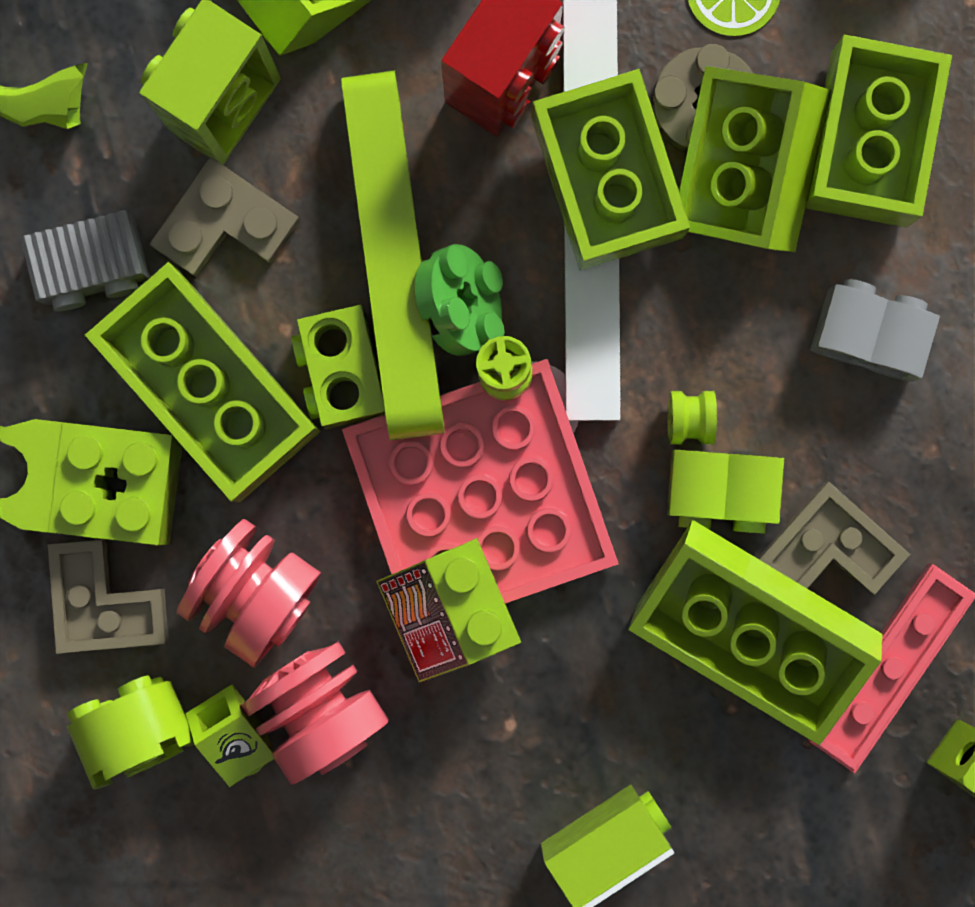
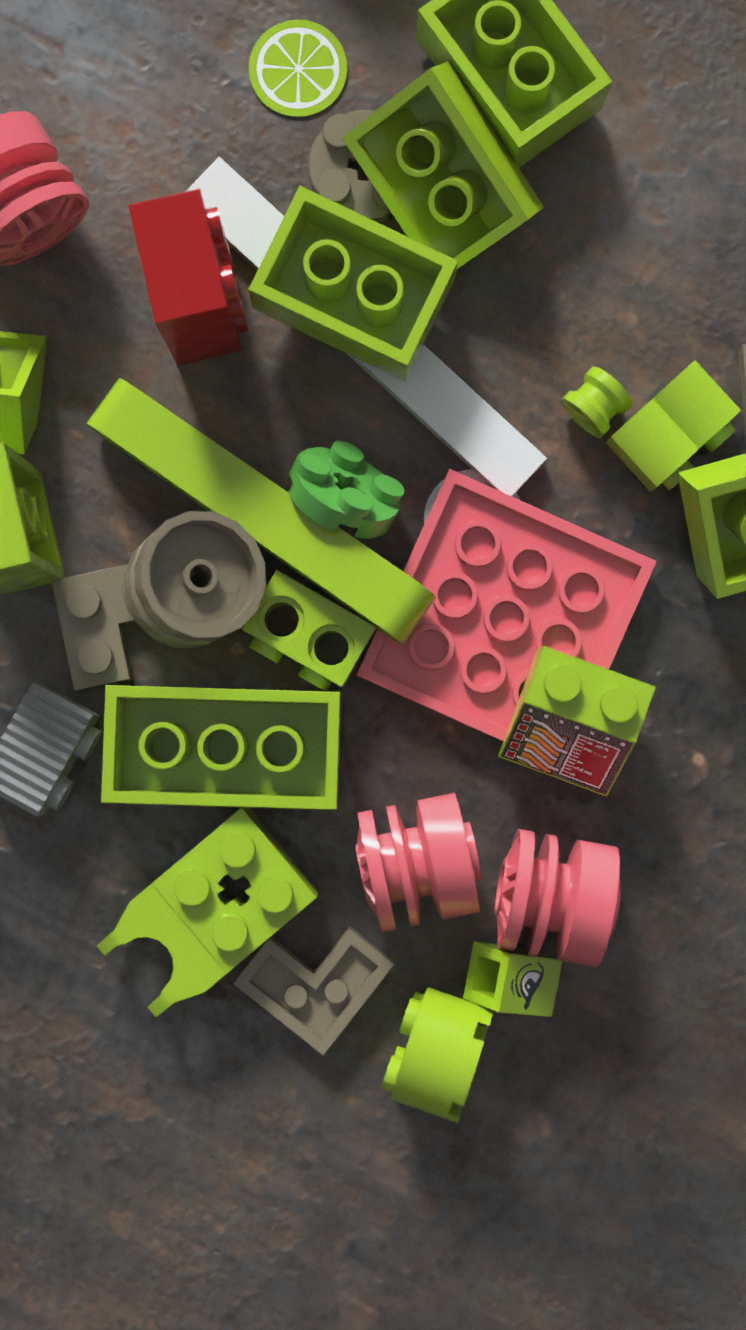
camera: 45 degrees left, 0 degrees up
(332, 246) = (188, 548): none -> dark tan wheel
(503, 355) = (419, 497): lime wheel -> none
(875, 331) = (660, 204): light grey brick -> none

